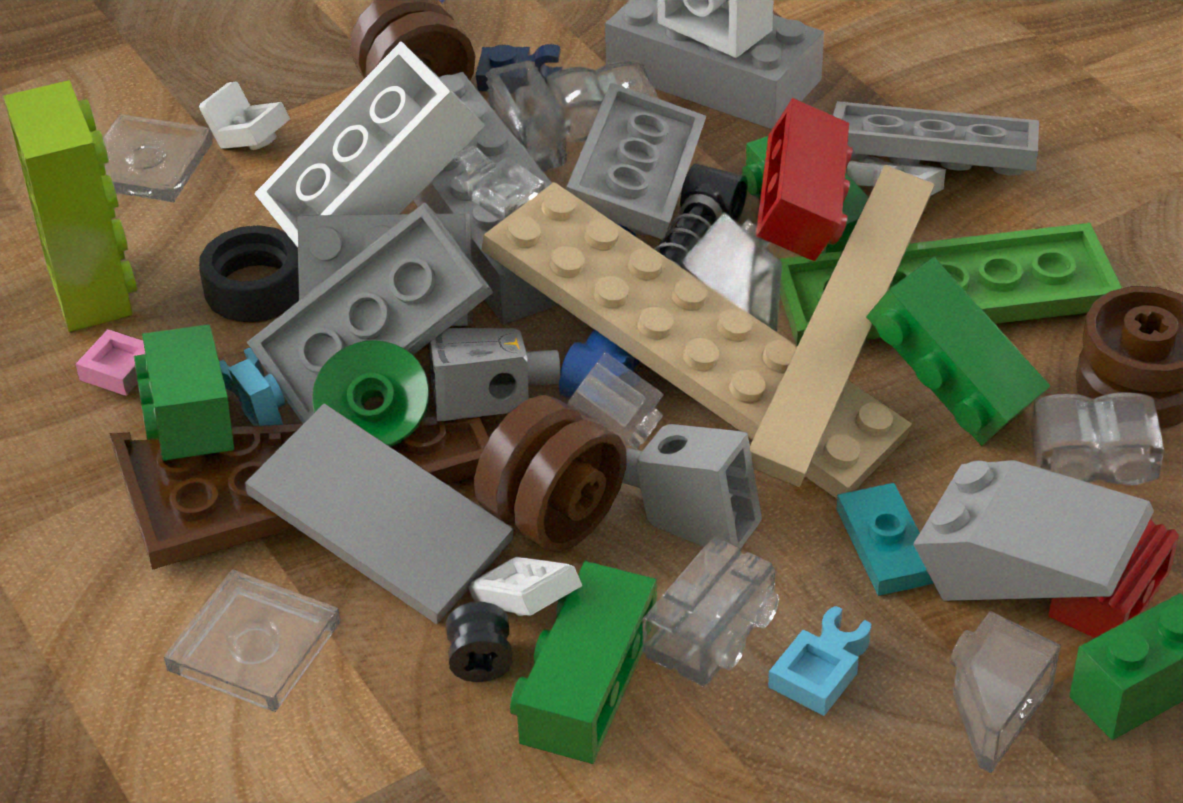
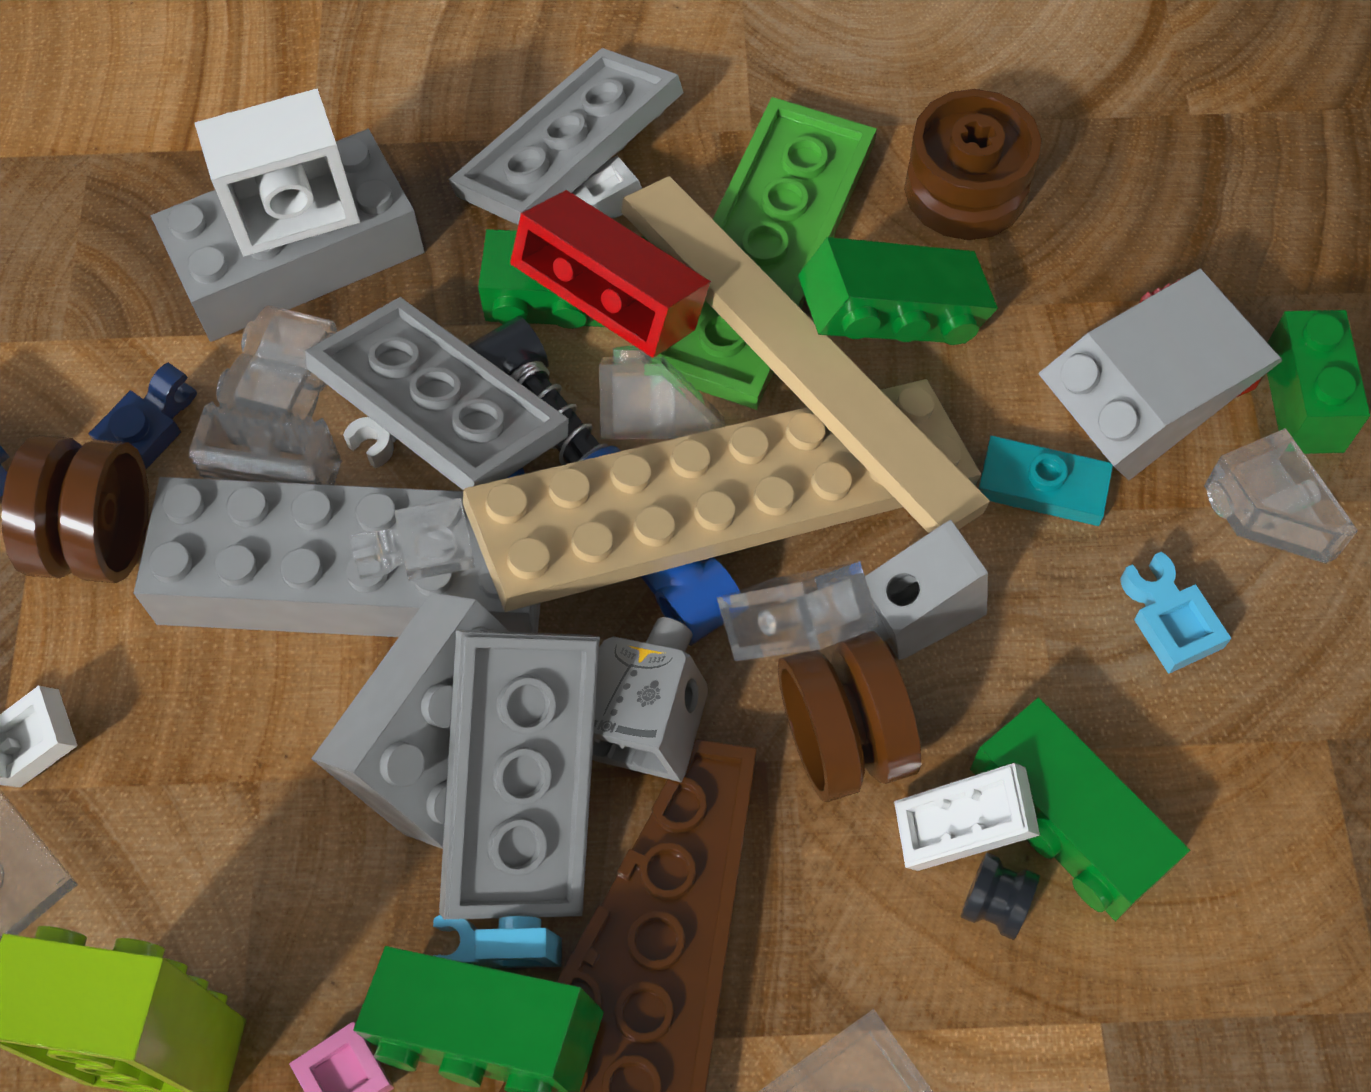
camera: 60 degrees left, 20 degrees up
(257, 298) = (263, 819): black tyre -> none
(371, 371) = (655, 825): green dish -> none
(373, 147) = (260, 645): white brick -> none
(380, 512) = (774, 906): light grey tile -> none
(710, 612) = (1070, 666): clear brick -> none
(1098, 438) = (1038, 256): clear brick -> none

